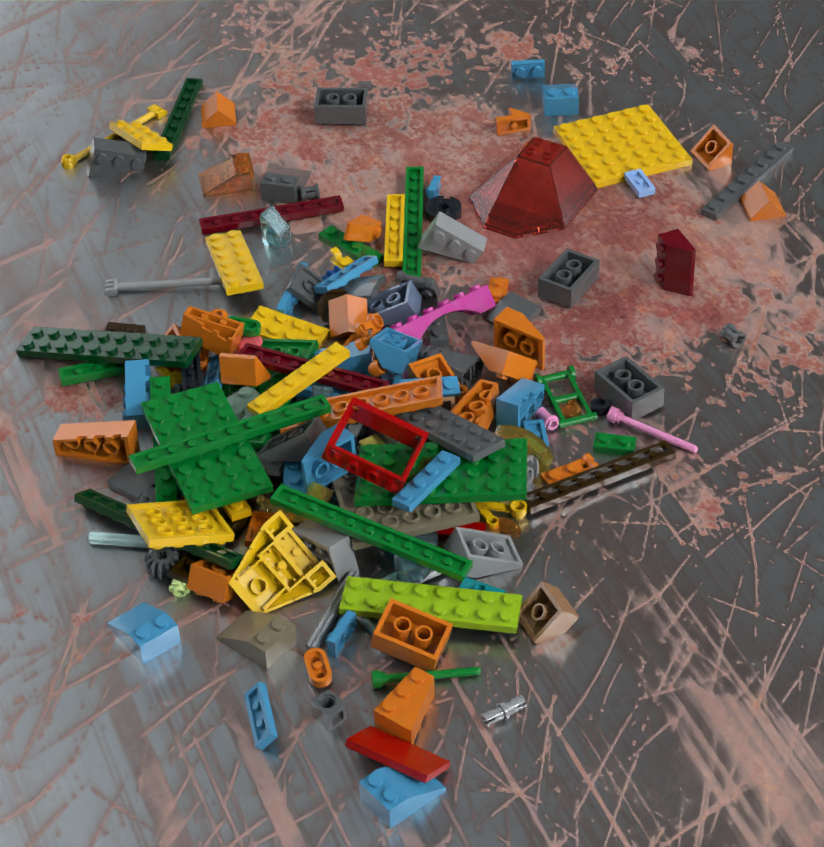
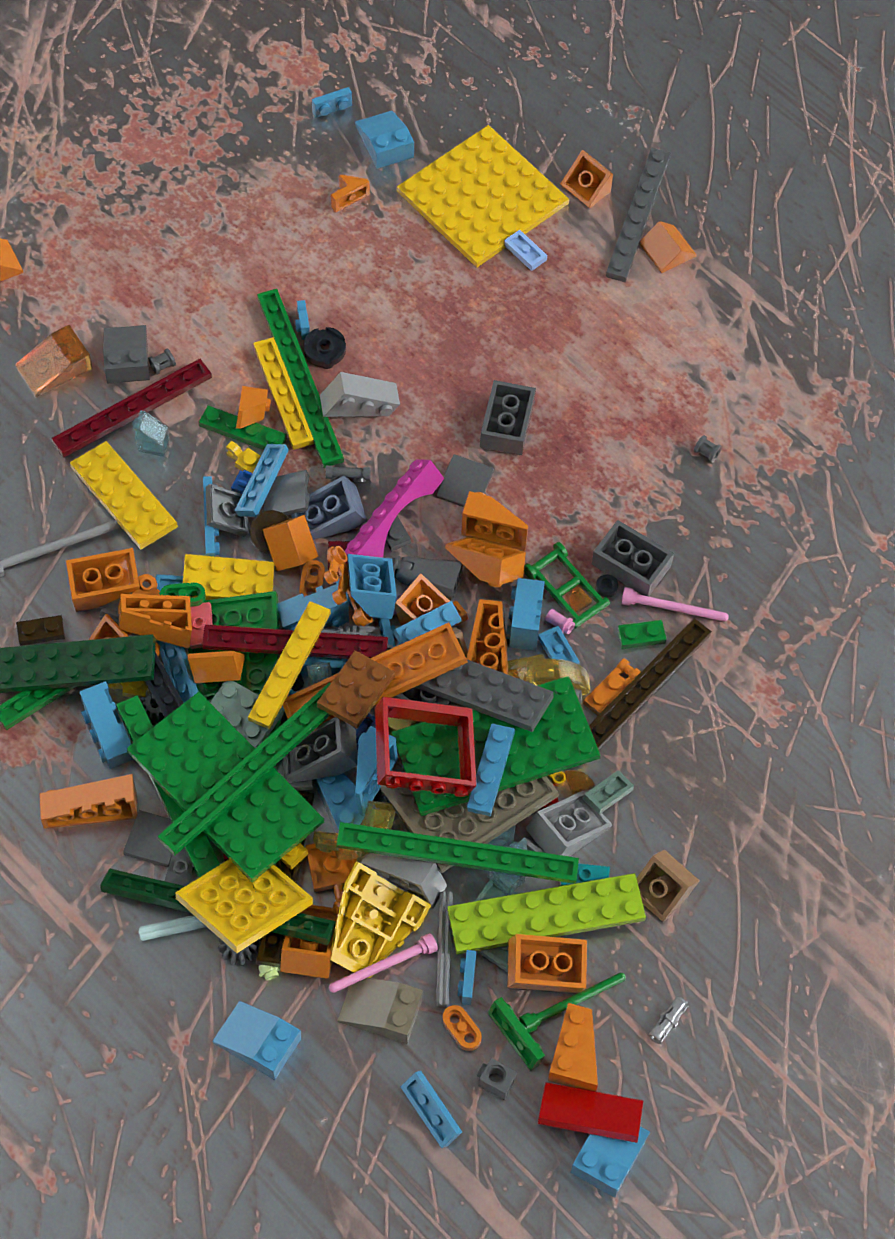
camera: 25 degrees left, 20 degrees up
(177, 299) = (102, 578): none -> orange slope
(316, 603) = (425, 945): none -> bright pink piece
(332, 402) = (356, 689): none -> dark orange plate
(341, 106) = (142, 218): dark grey brick -> none
(362, 683) = (516, 1033): none -> green plate
(498, 288) = (433, 450): orange plate -> none
(529, 538) = (608, 792): none -> sand green plate
(533, 190) = (412, 296): clear red windscreen -> none
(675, 263) = (619, 371): dark red slope -> none

